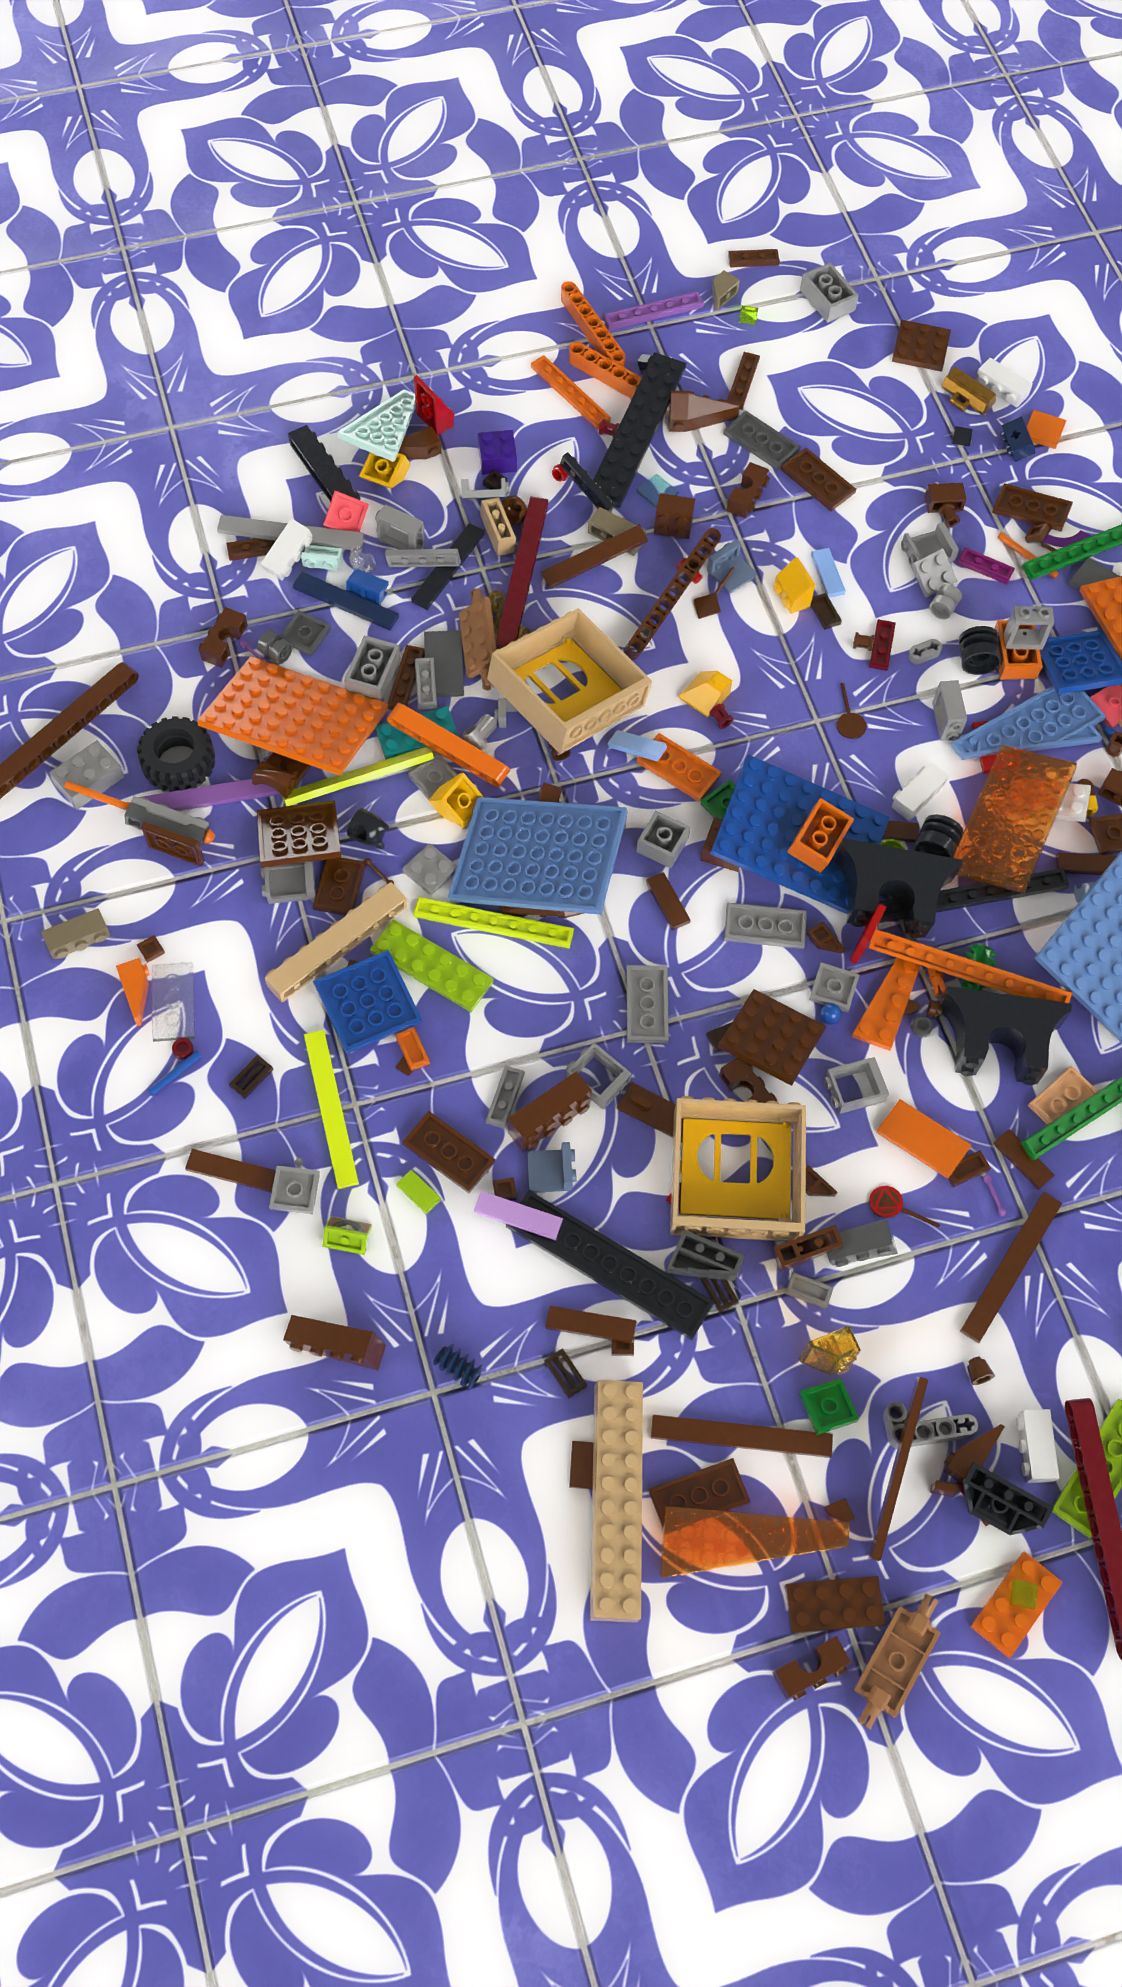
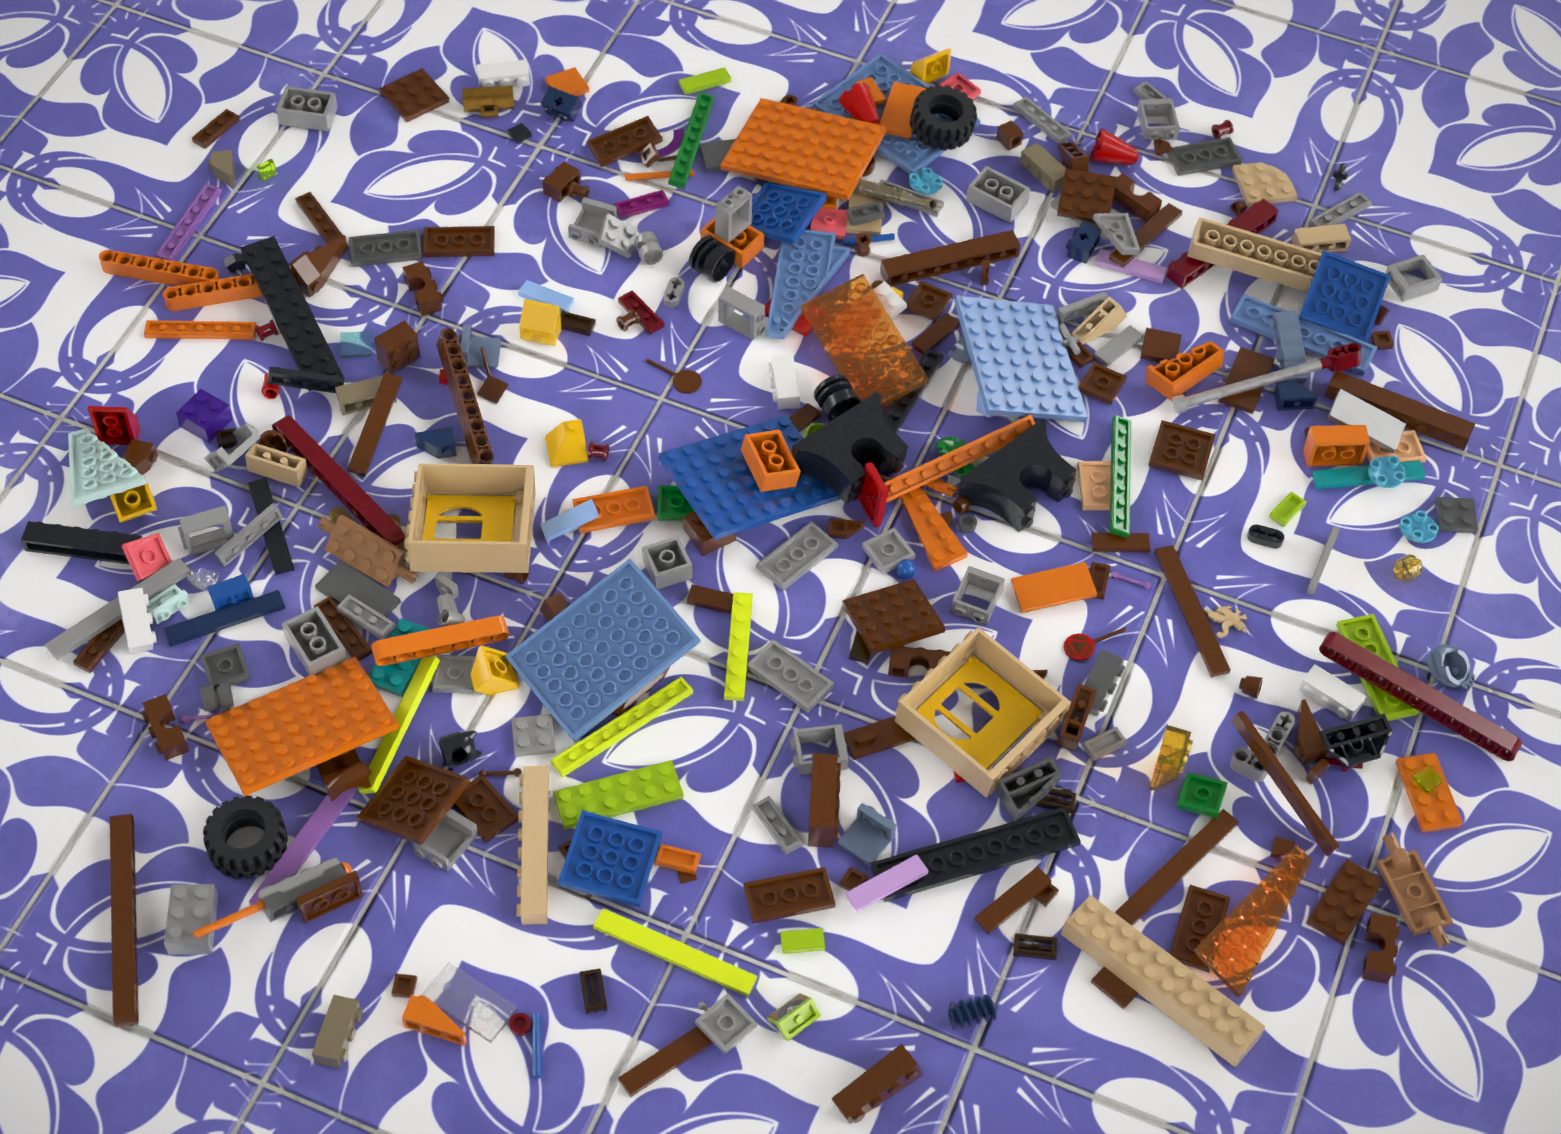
camera: 50 degrees left, 10 degrees down
(622, 608) = (437, 442): none -> dark blue slope
(638, 947) = (738, 646): none -> neon yellow plate
(1032, 1304) = (1227, 618): none -> tan piece

